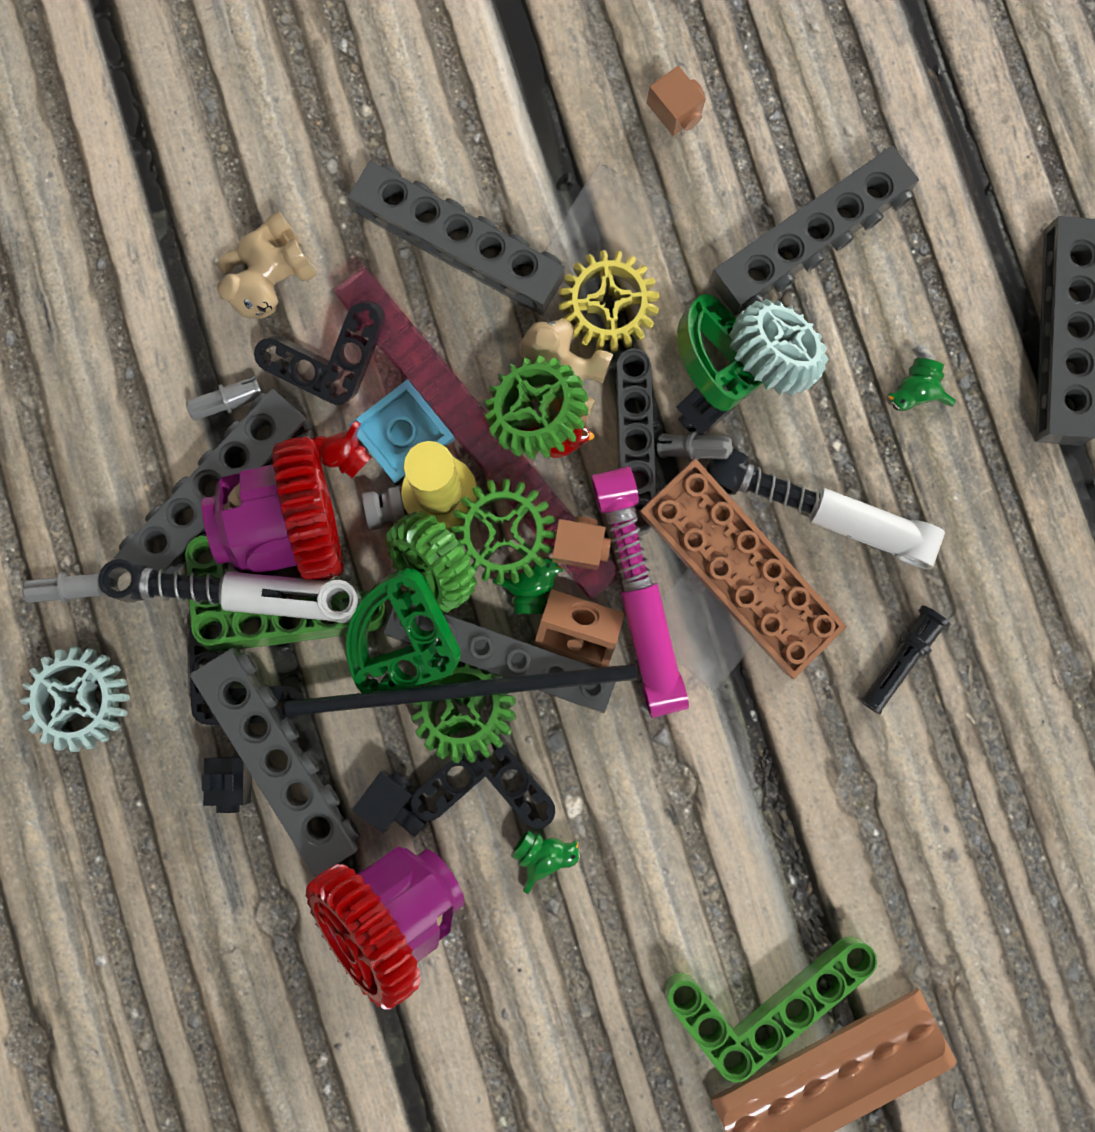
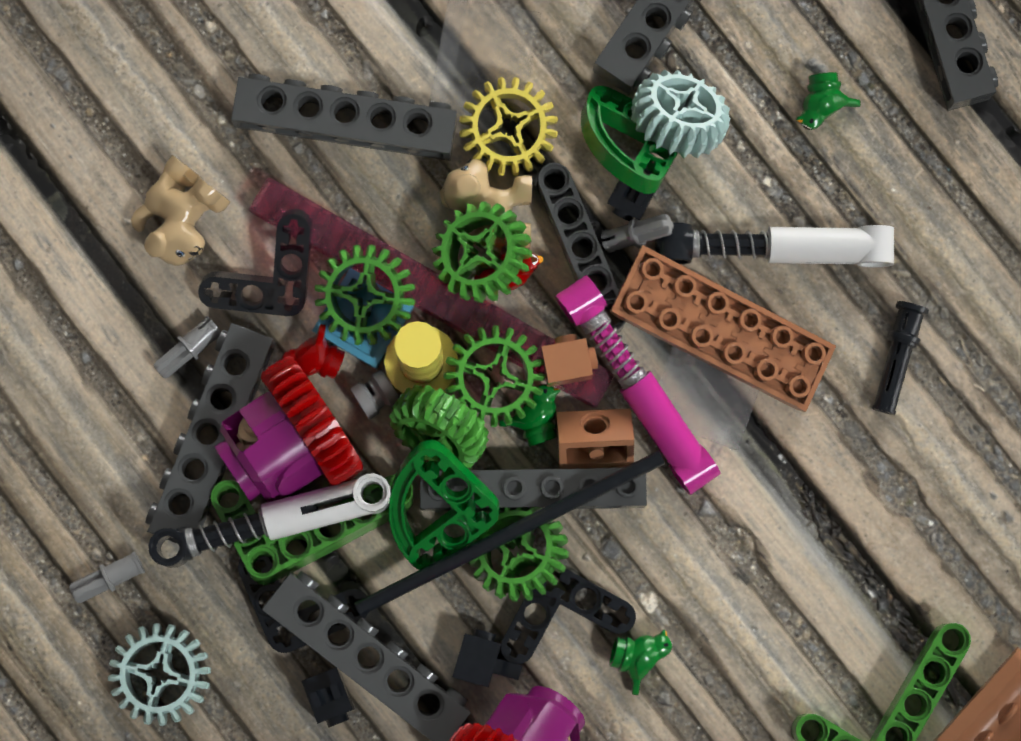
camera: 20 degrees left, 0 degrees up
(414, 394) = (367, 277): none -> bright green gear

